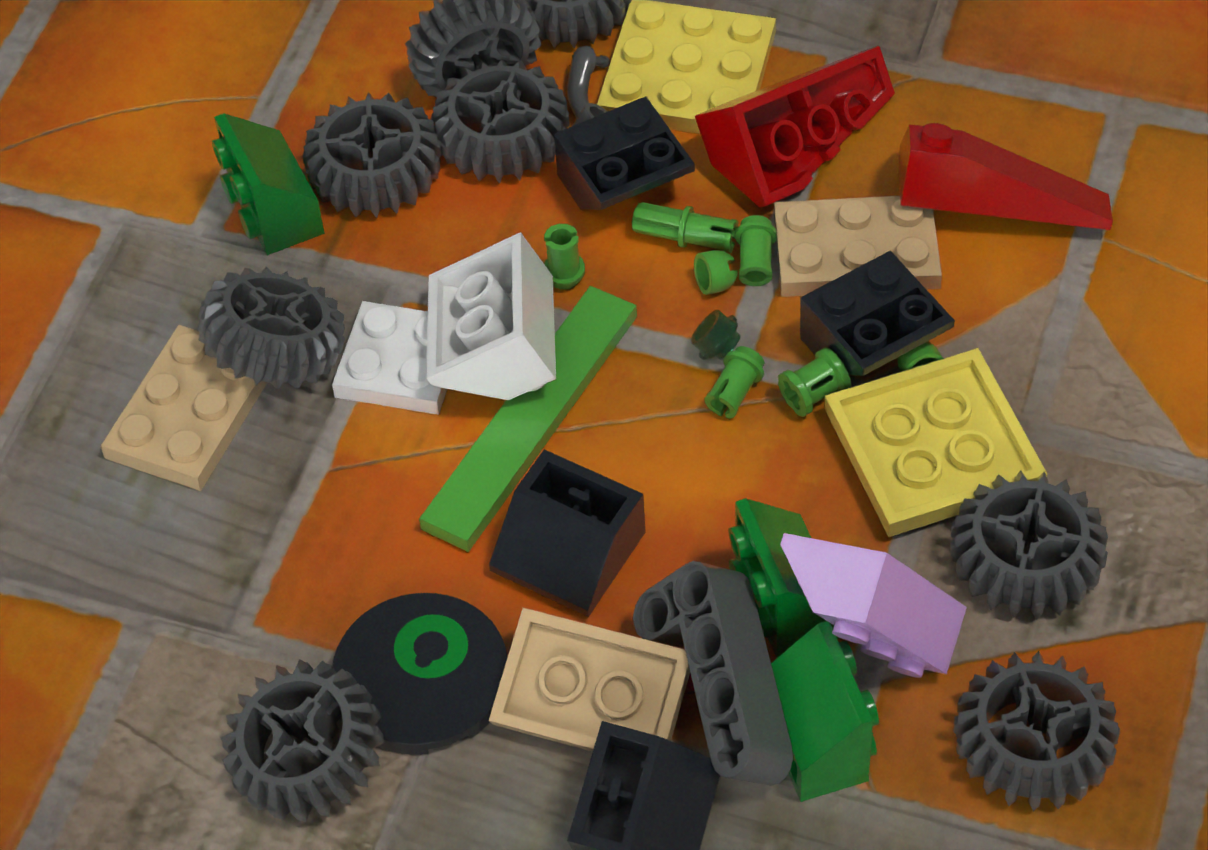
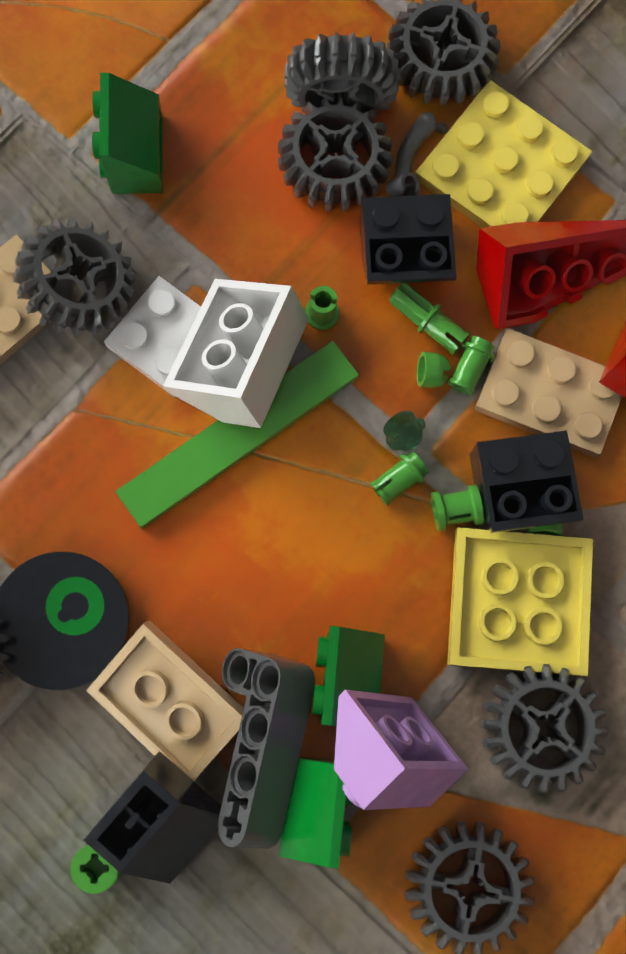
camera: 15 degrees right, 25 degrees up
(342, 162) = (210, 125): dark grey gear -> none
(568, 532) = (210, 562): black slope -> none

